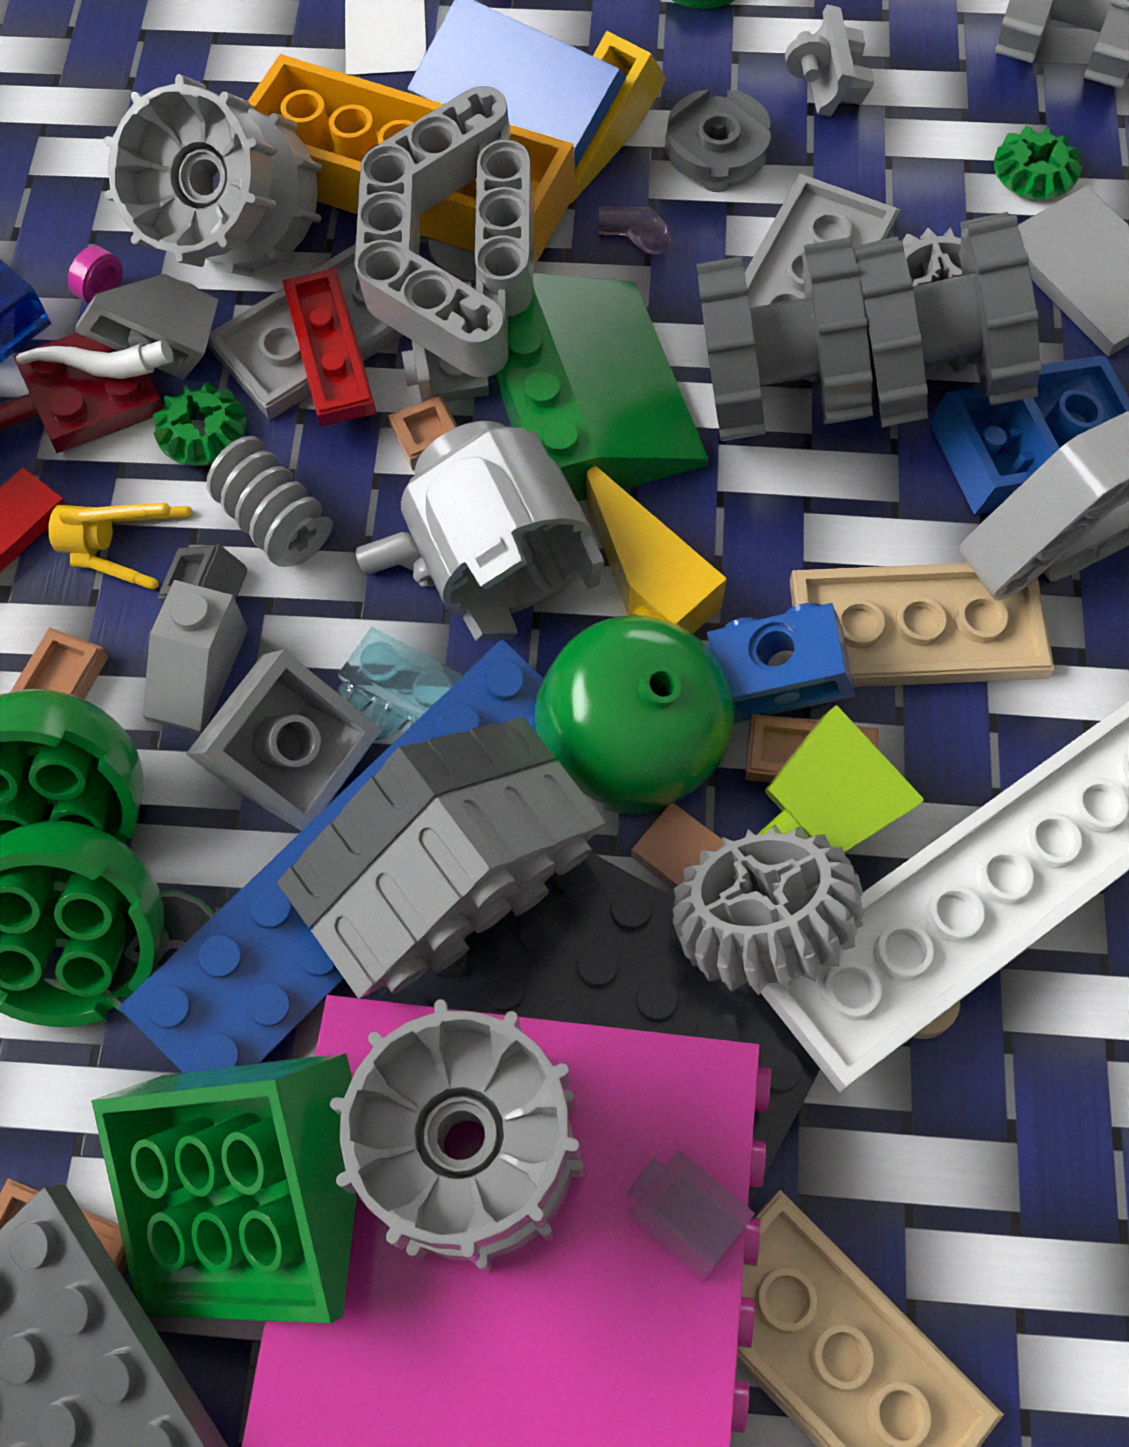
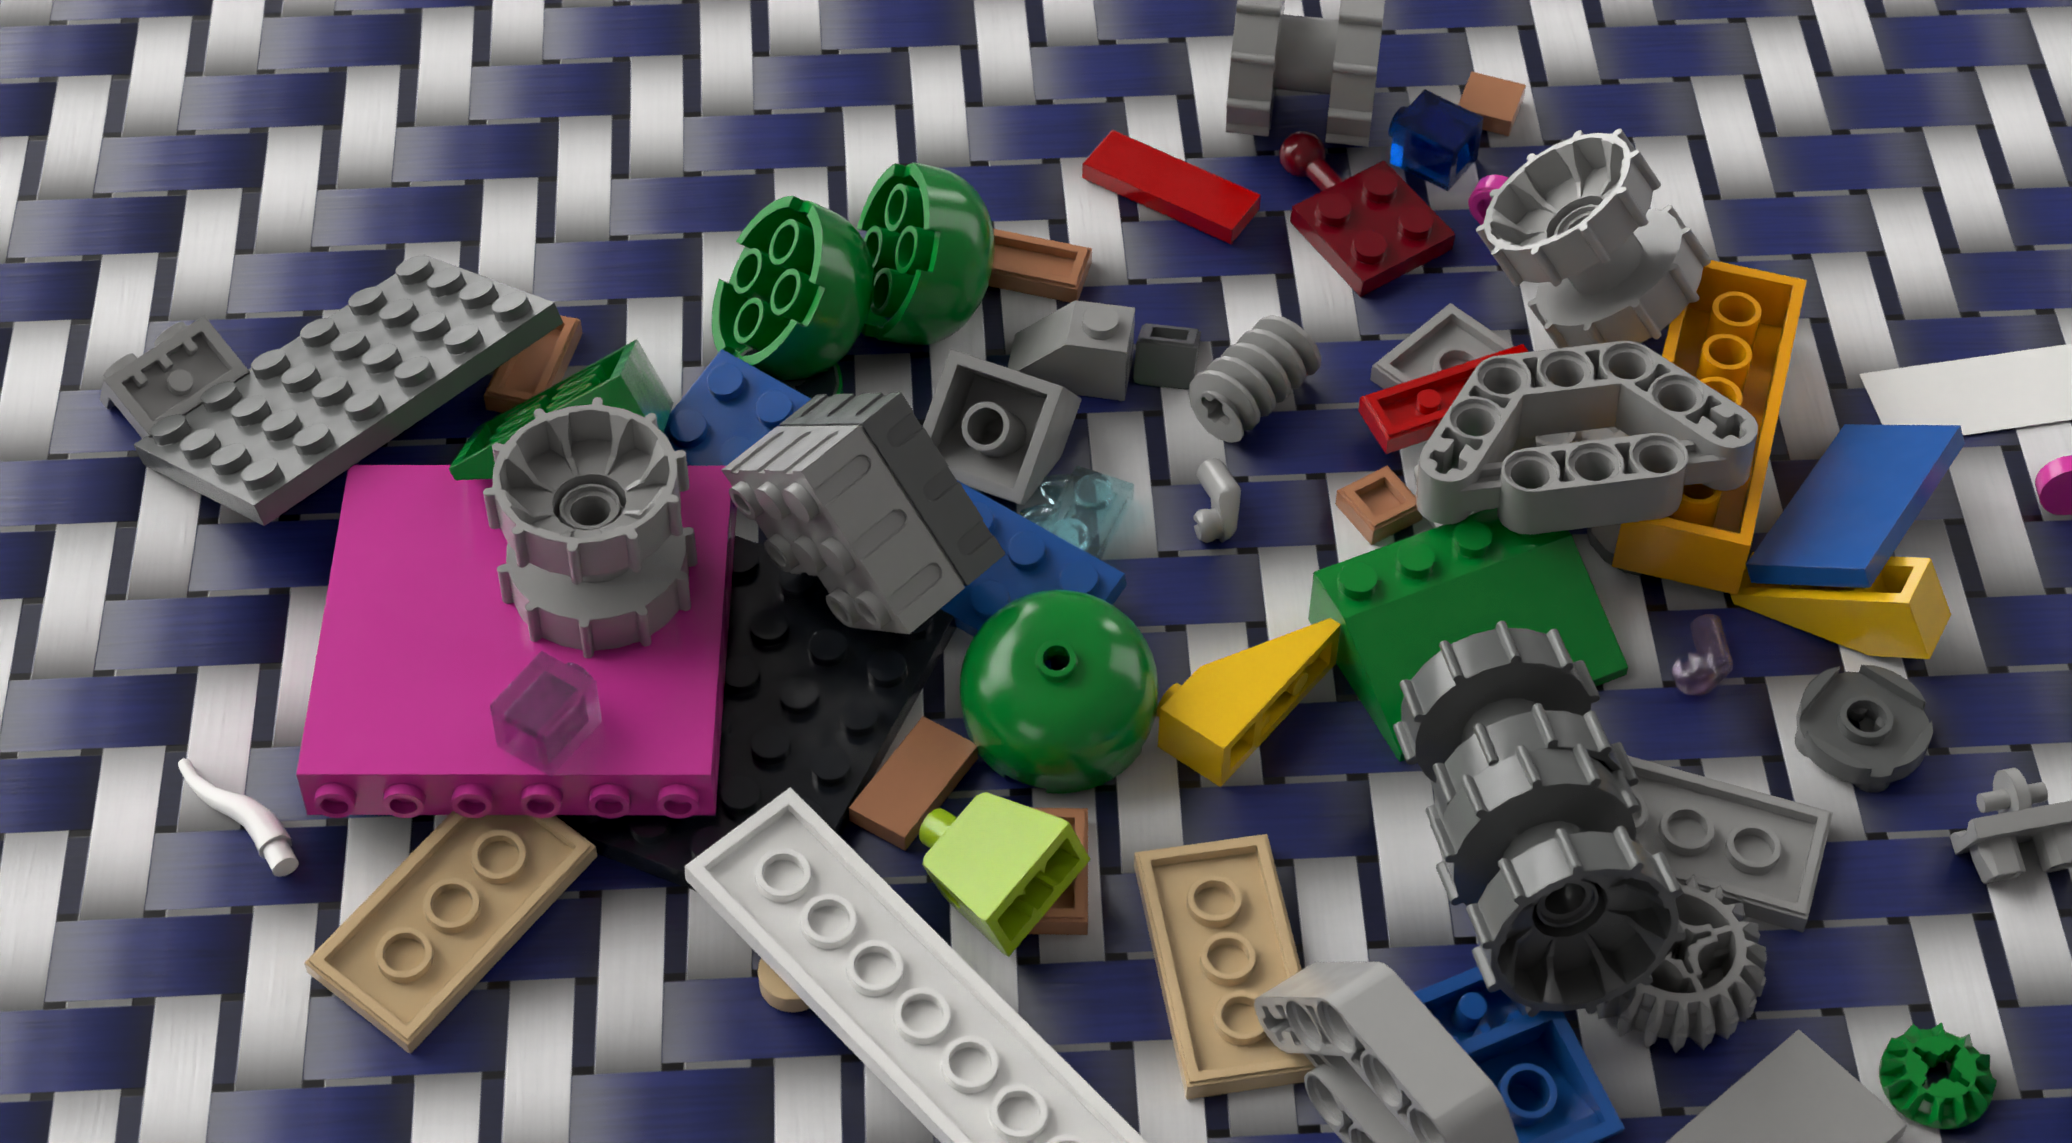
camera: 80 degrees right, 15 degrees down
(89, 529) = (1199, 255): yellow plant -> none
(120, 364) = (1379, 227): white animal -> none
(150, 313) = (1440, 250): light grey slope -> none
(179, 439) = (1339, 336): green gear -> none
(496, 525) = (1238, 540): light grey piece -> none
(768, 909) = (850, 787): light grey gear -> none
(812, 676) = (1141, 814): blue brick -> none

